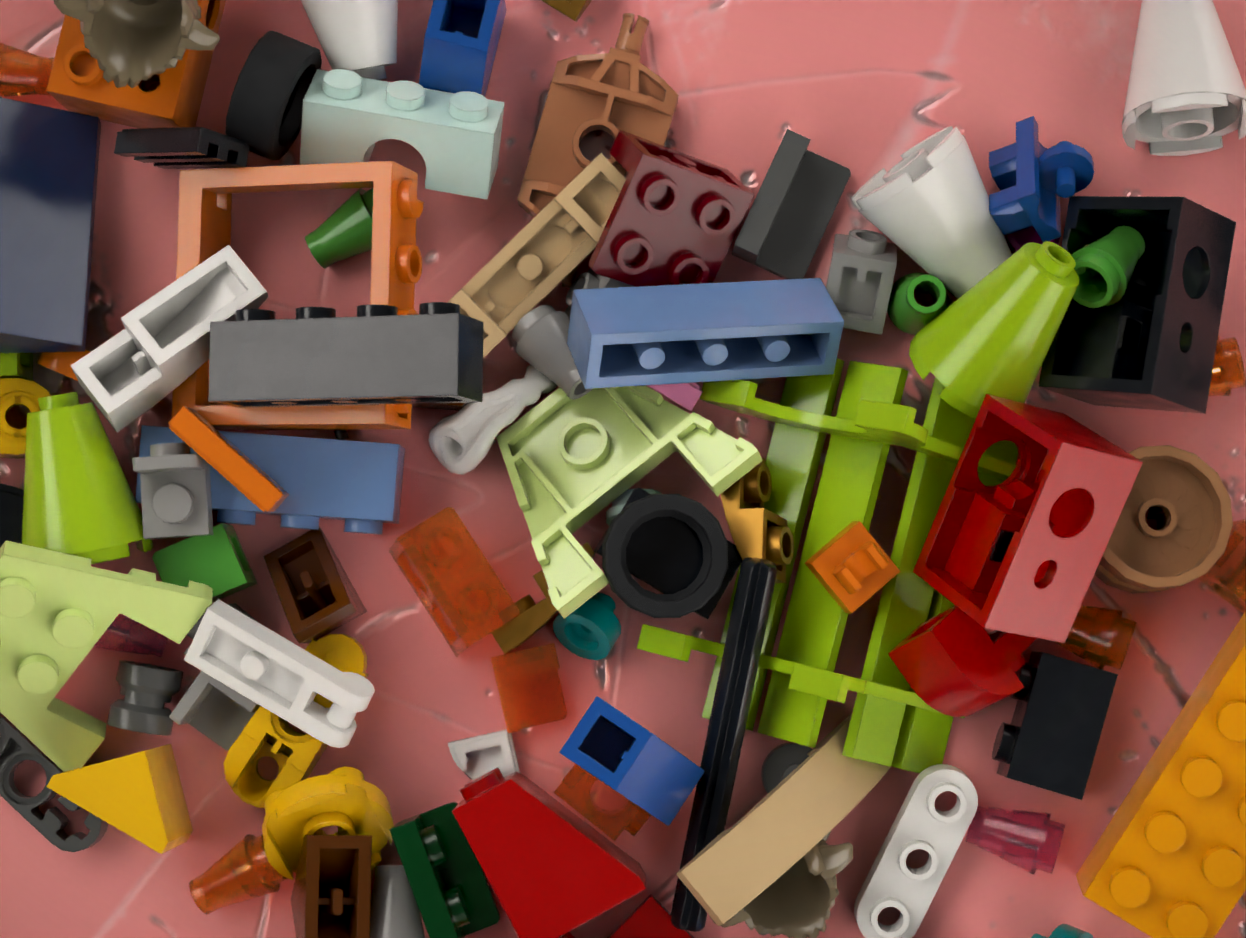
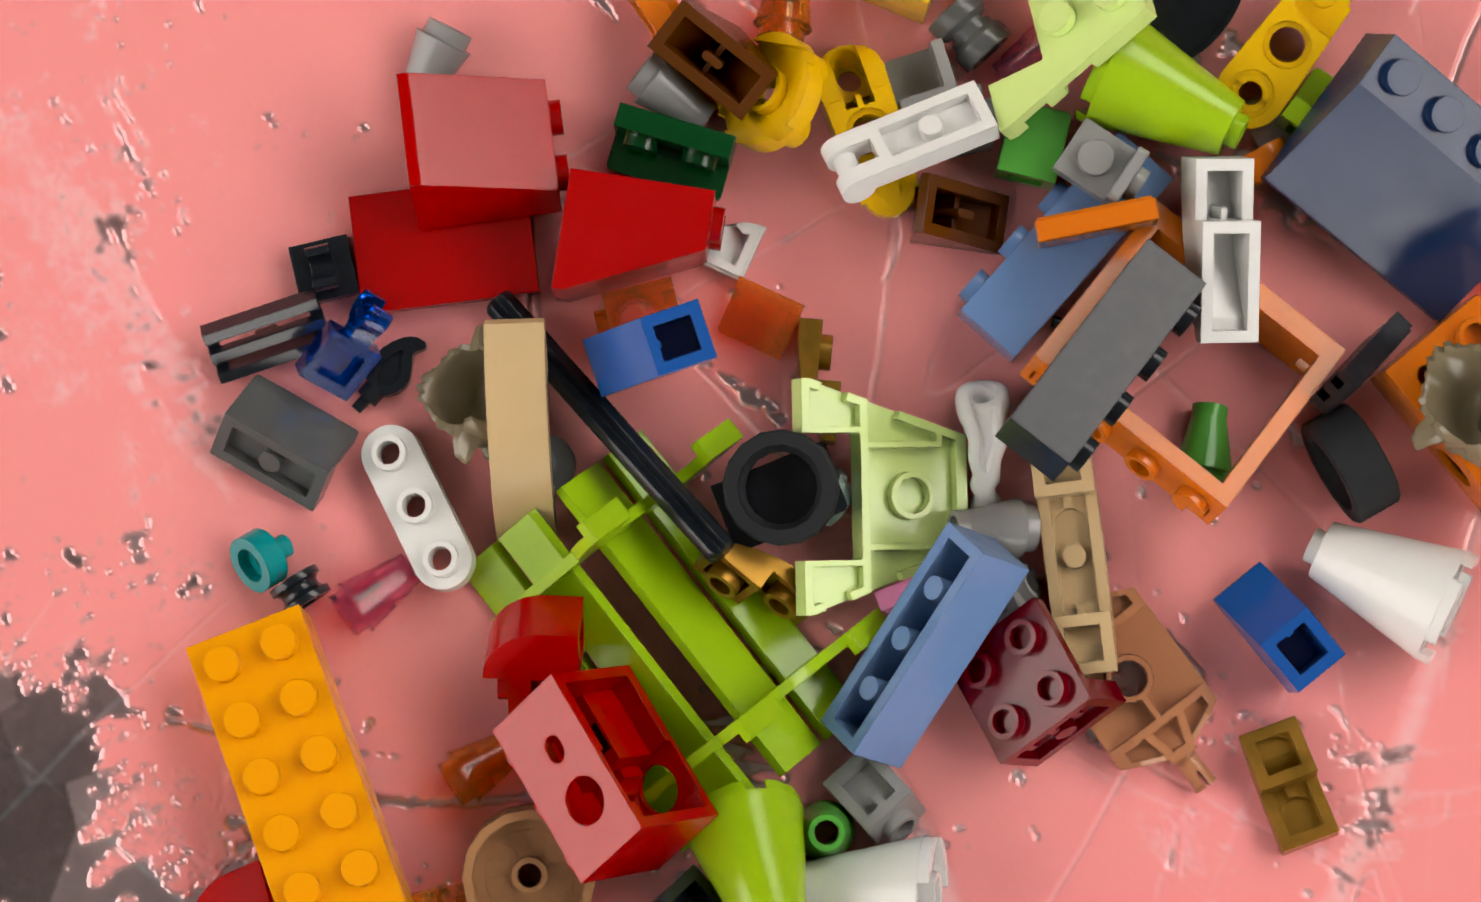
camera: 125 degrees right, 0 degrees up
(451, 131) = (1224, 573): light aqua arch -> none
(453, 580) = (882, 322): clear orange bracket -> none
(590, 628) = (769, 396): teal tile -> none
(791, 209) = (969, 790): dark grey panel -> none
(852, 567) = (666, 620): orange tile -> none
(1054, 724) = (435, 684): black brick -> none
(1063, 902) = (301, 588): none -> black bush

